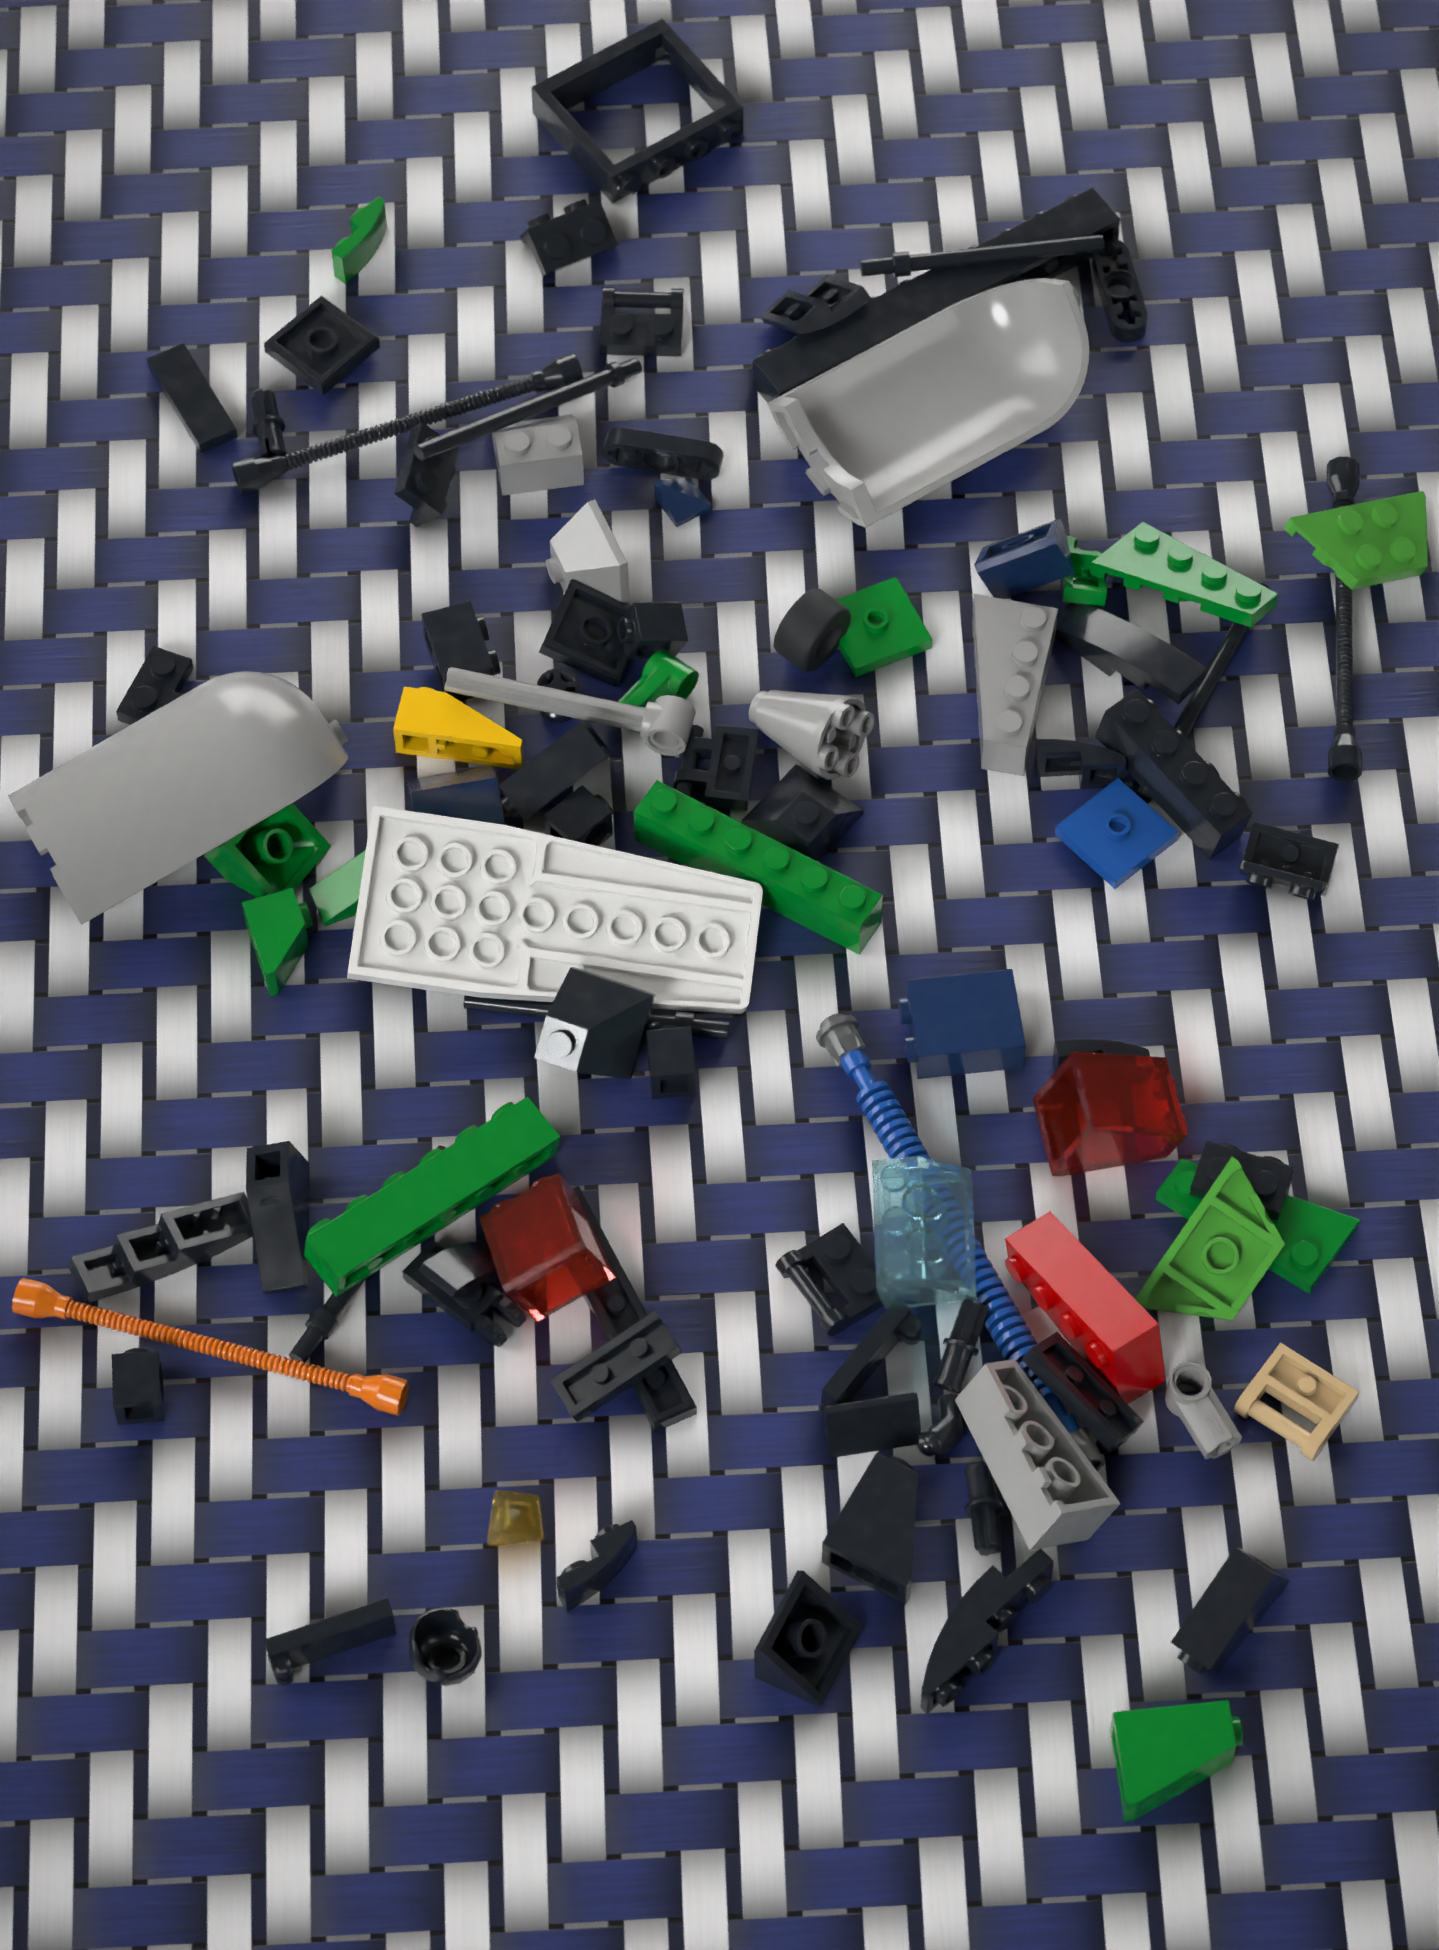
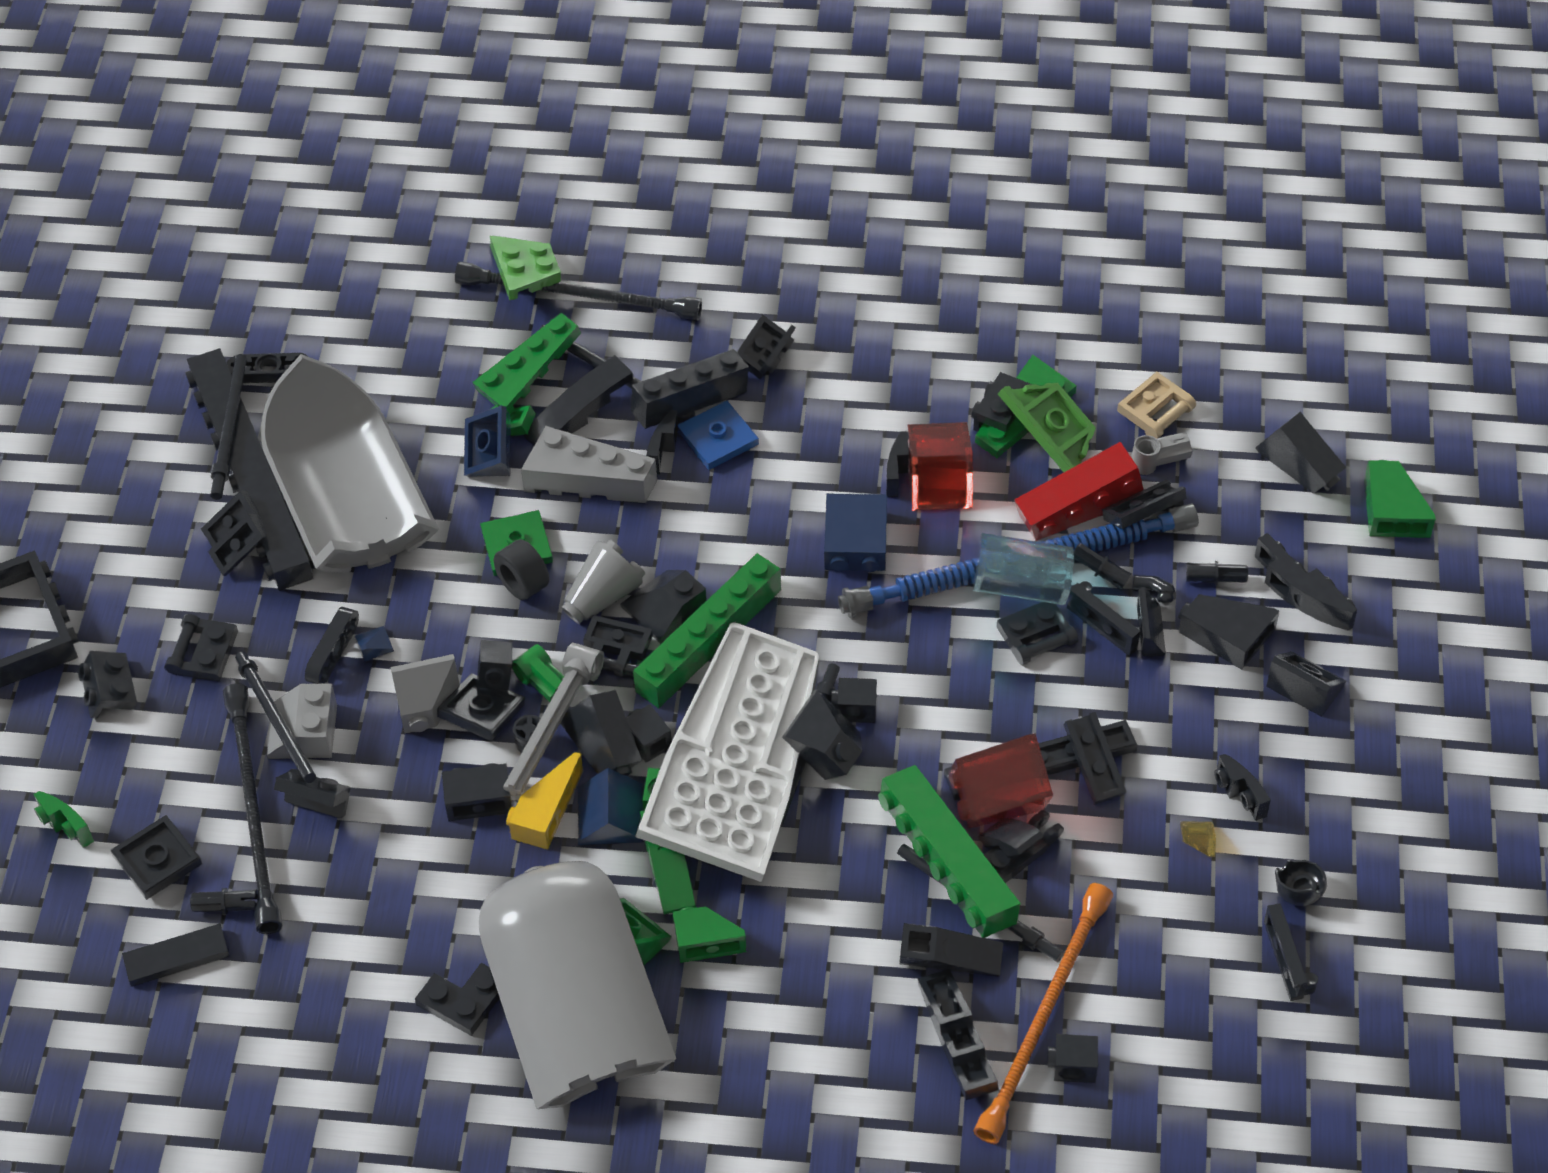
camera: 80 degrees left, 5 degrees down
(1033, 1458) = (1192, 534): light grey wedge -> none

